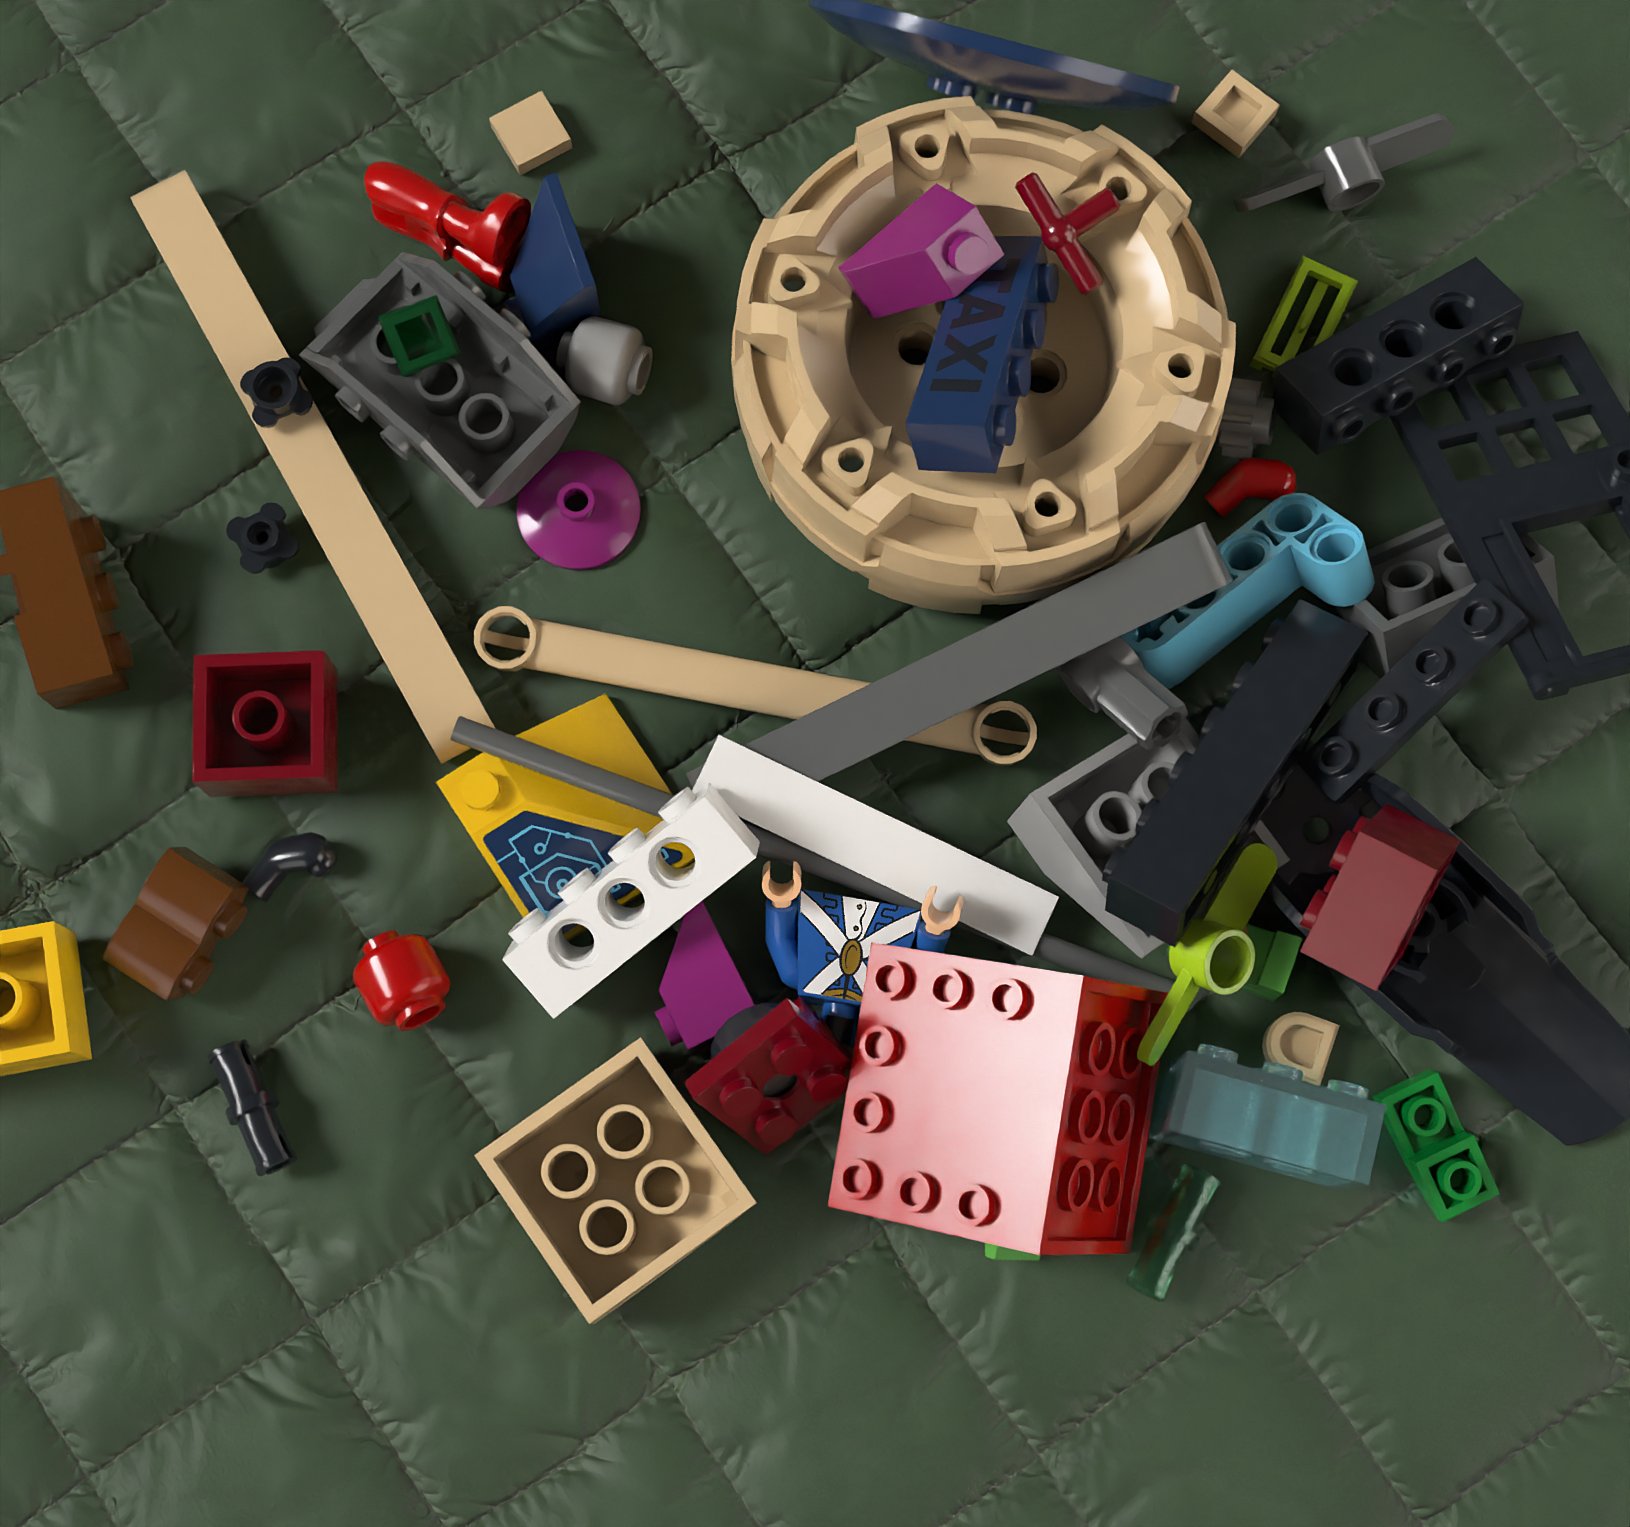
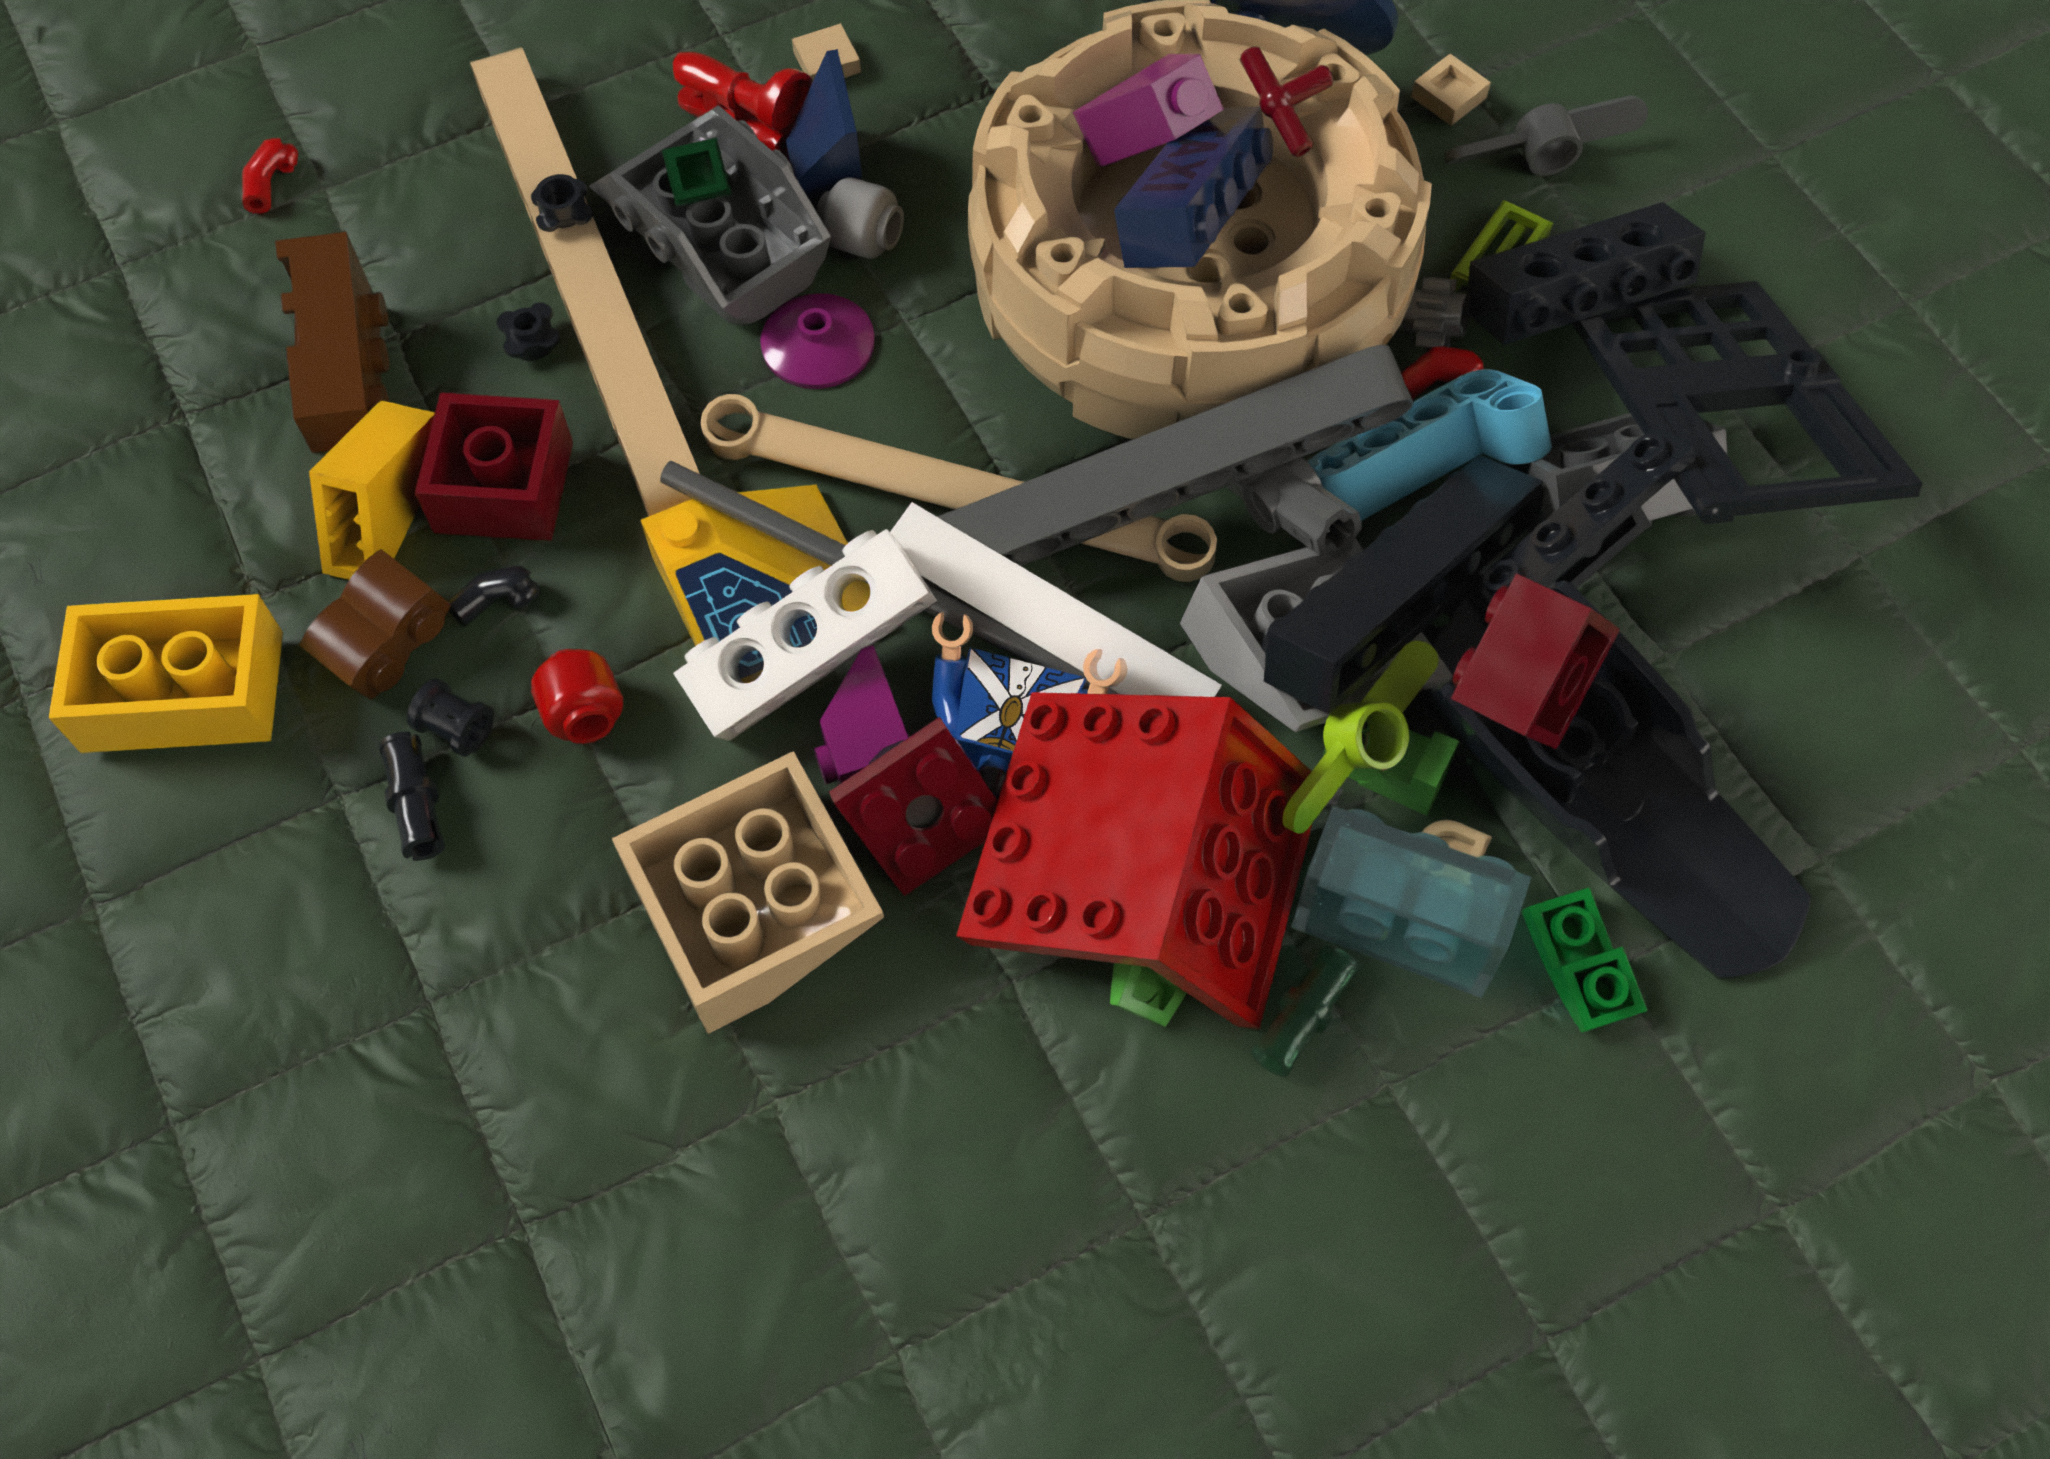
camera: 10 degrees right, 15 degrees down
(139, 761) = (368, 487): none -> yellow slope
(274, 1016) = (424, 718): none -> black bush

